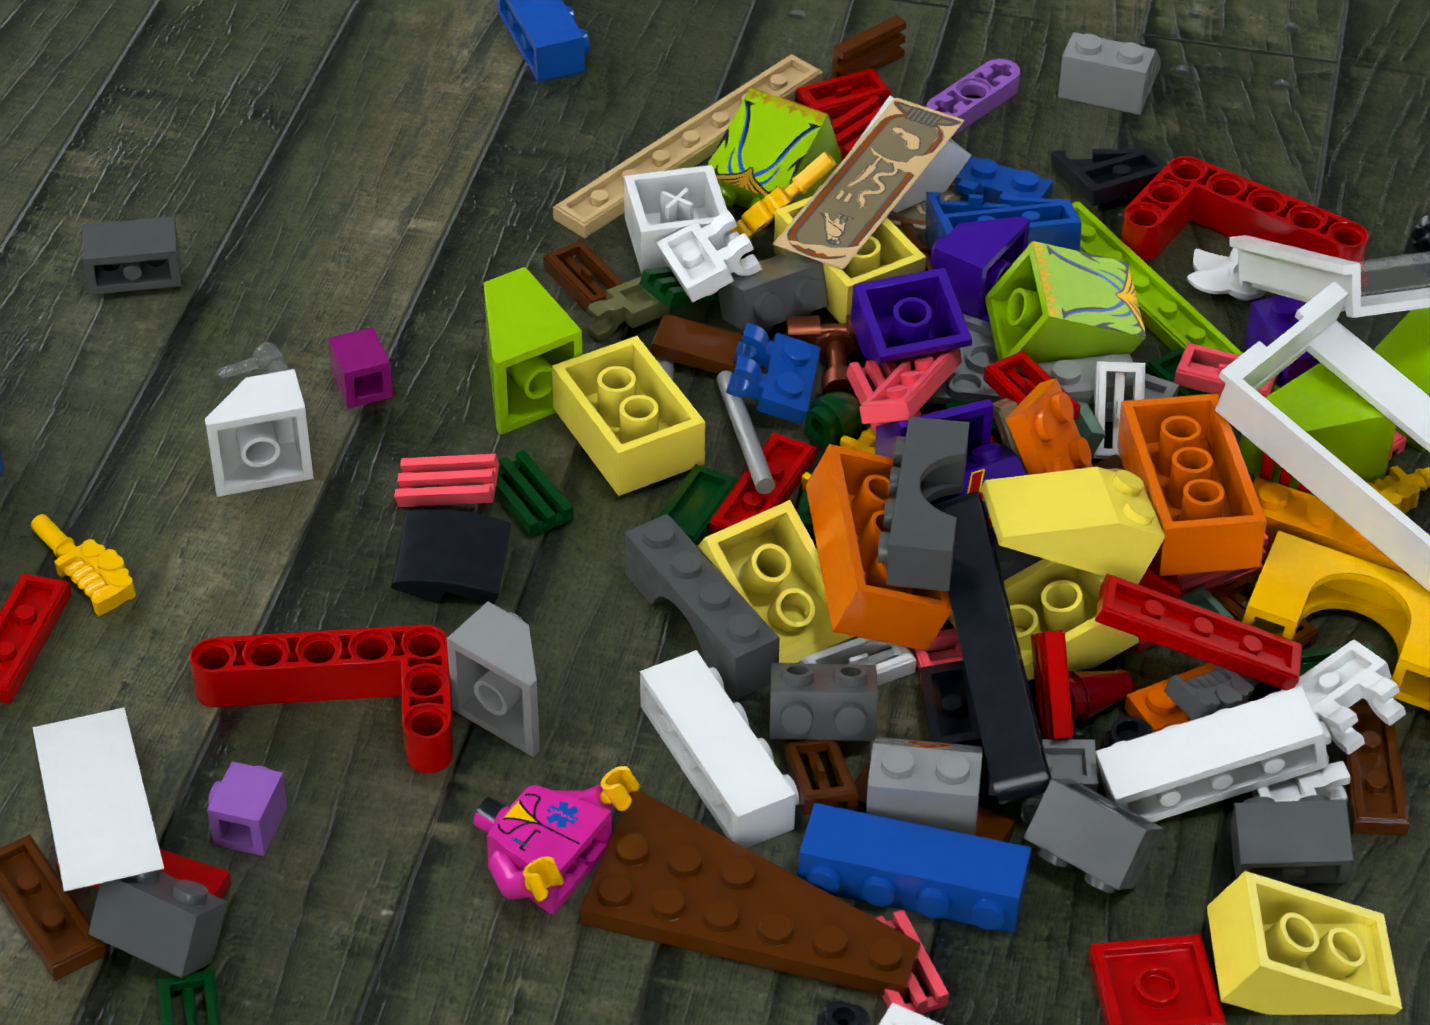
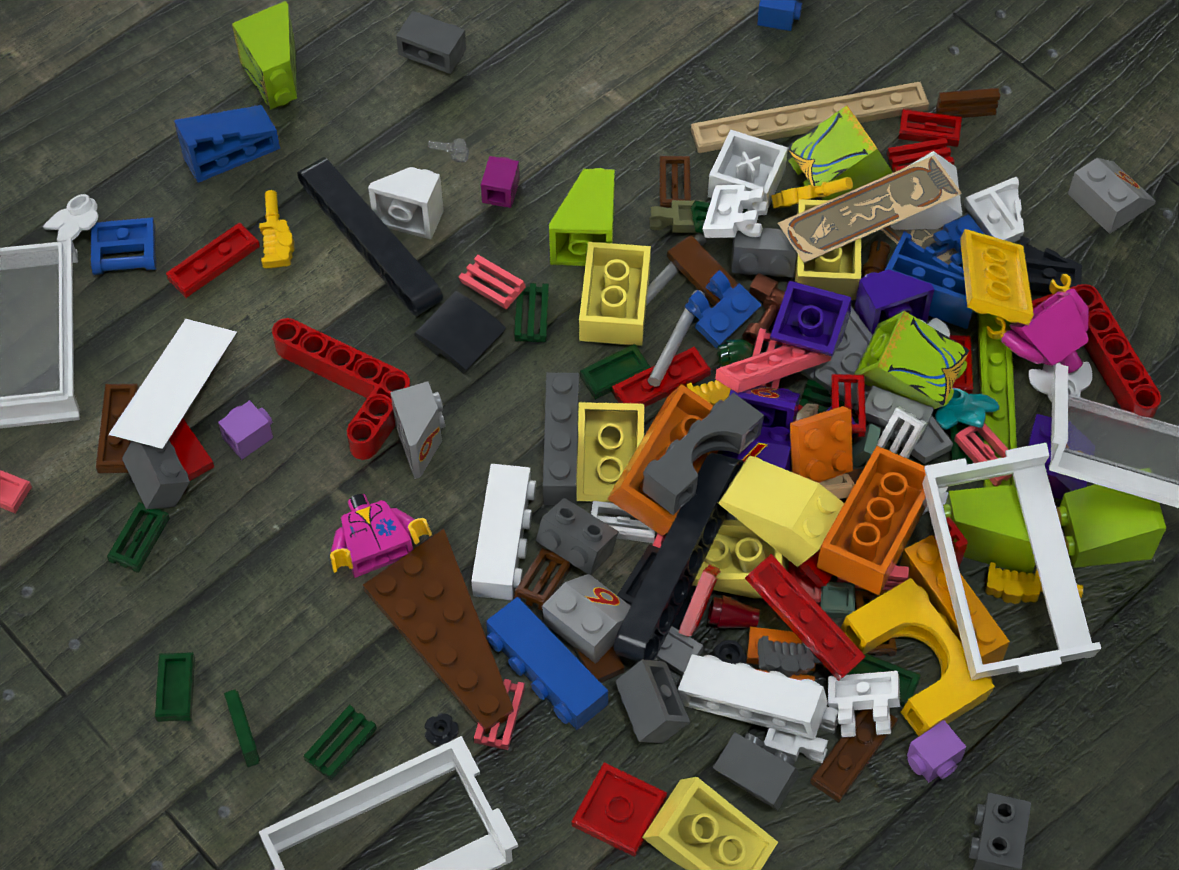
camera: 35 degrees right, 15 degrees up
(230, 504) = (370, 236): none -> black beam
(993, 81) = (1019, 160): medium lavender beam -> none
(1005, 140) = (998, 210): none -> white wing
(1084, 184) = (996, 277): none -> yellow plate
(1166, 339) = (965, 409): none -> teal plate
(1185, 214) = (1054, 331): none -> dark pink torso

